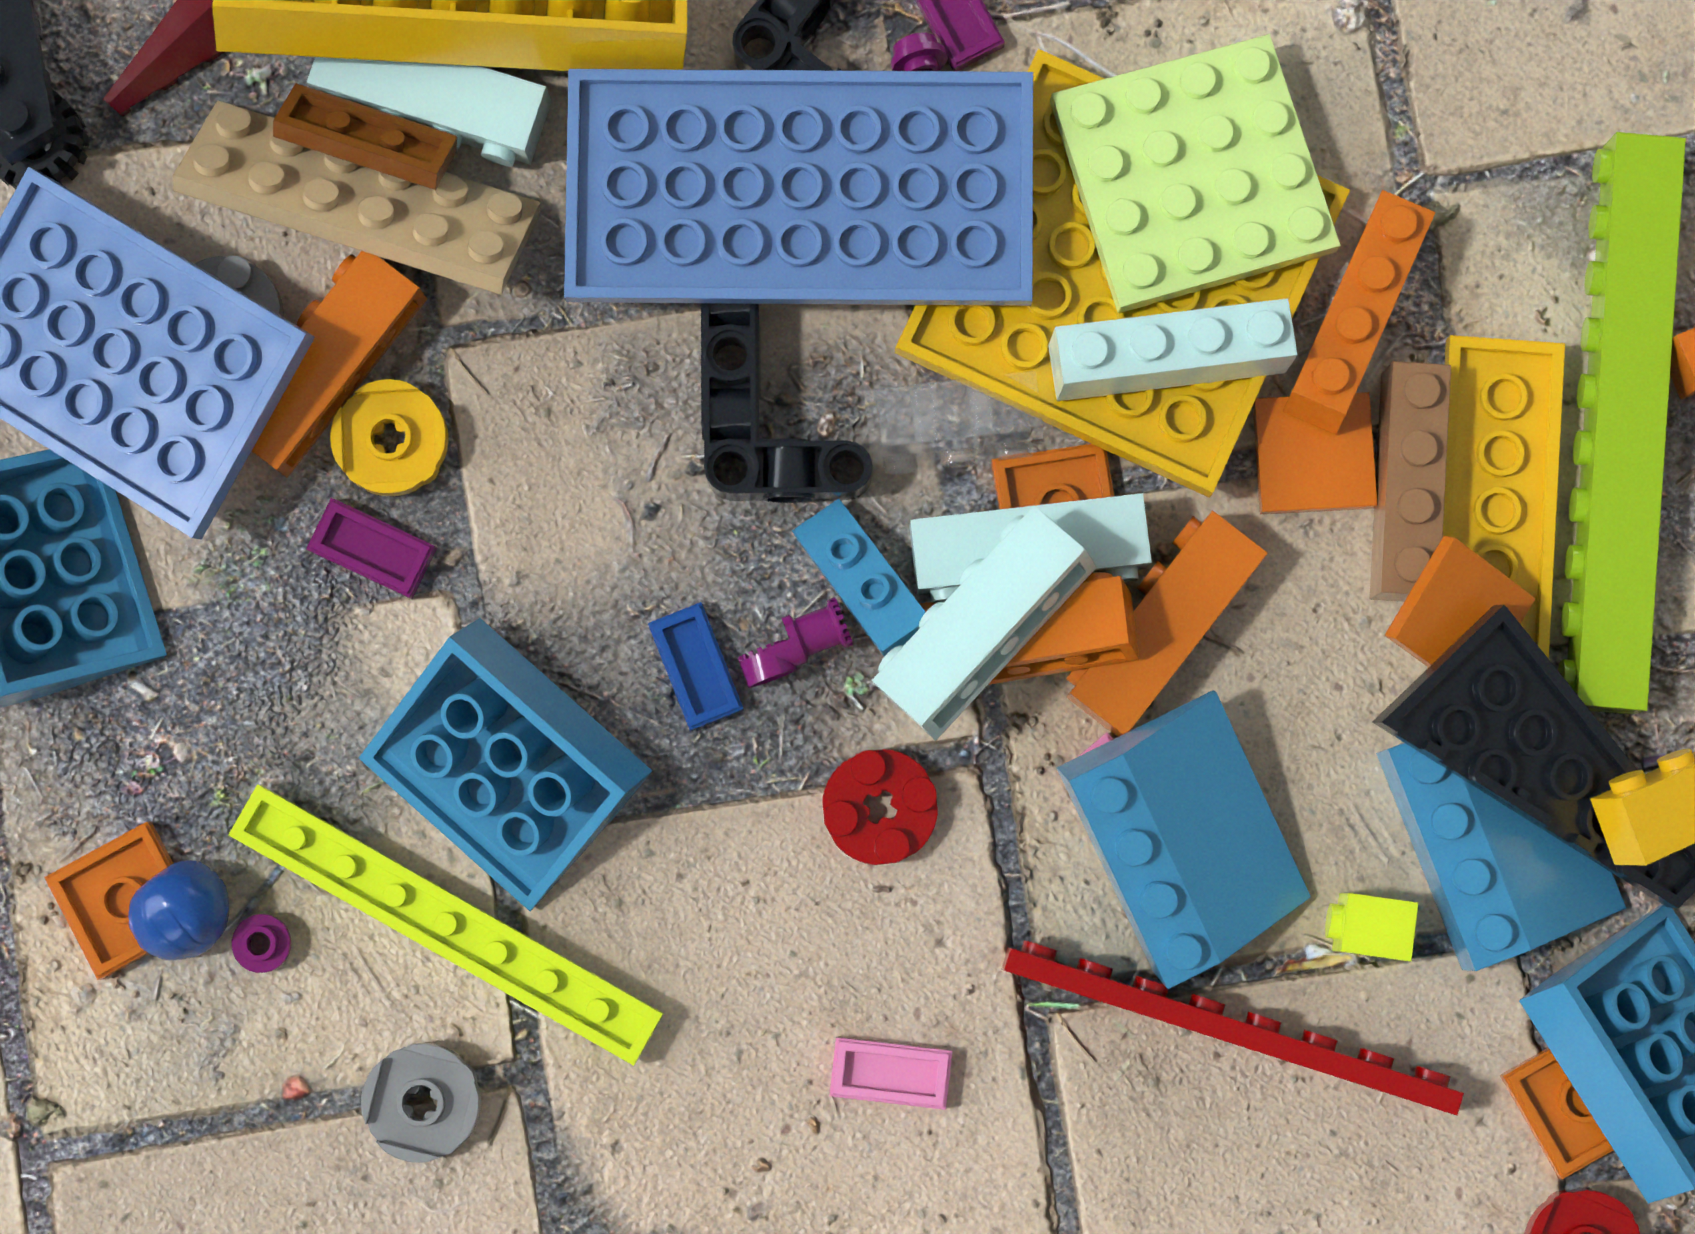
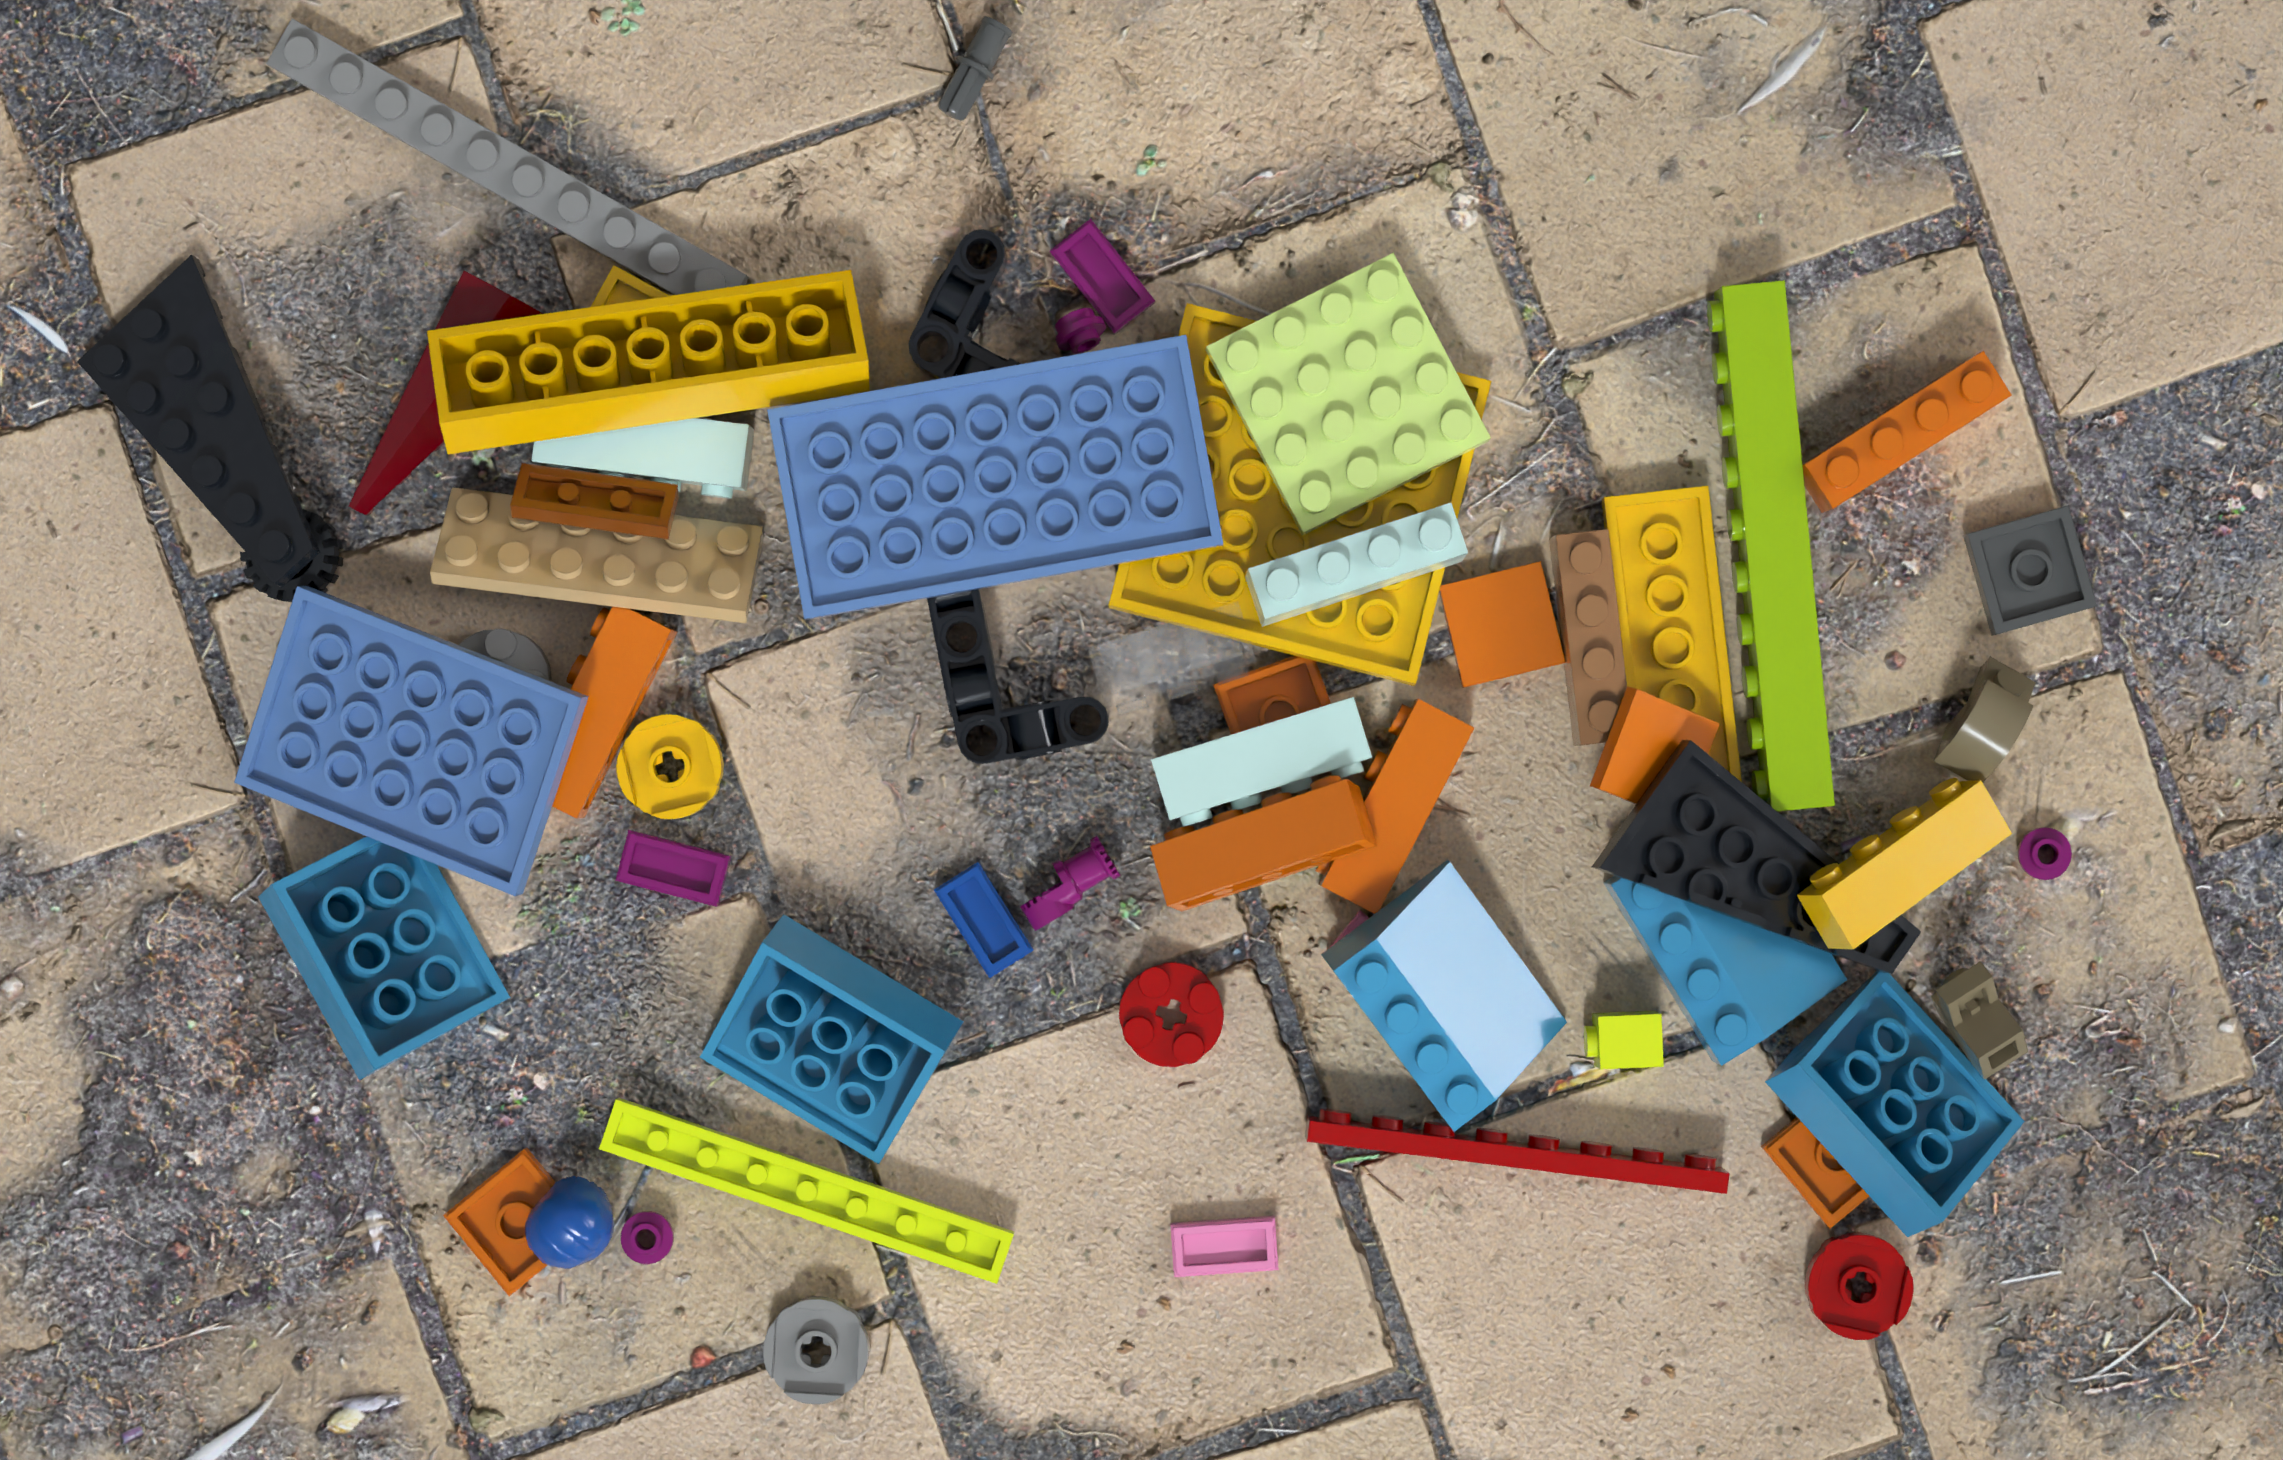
camera: 10 degrees left, 5 degrees up
(860, 576) = (1118, 817): dark azure plate -> none
(984, 621) = (1232, 843): light aqua brick -> none
(1359, 312) = (1518, 493): orange brick -> none

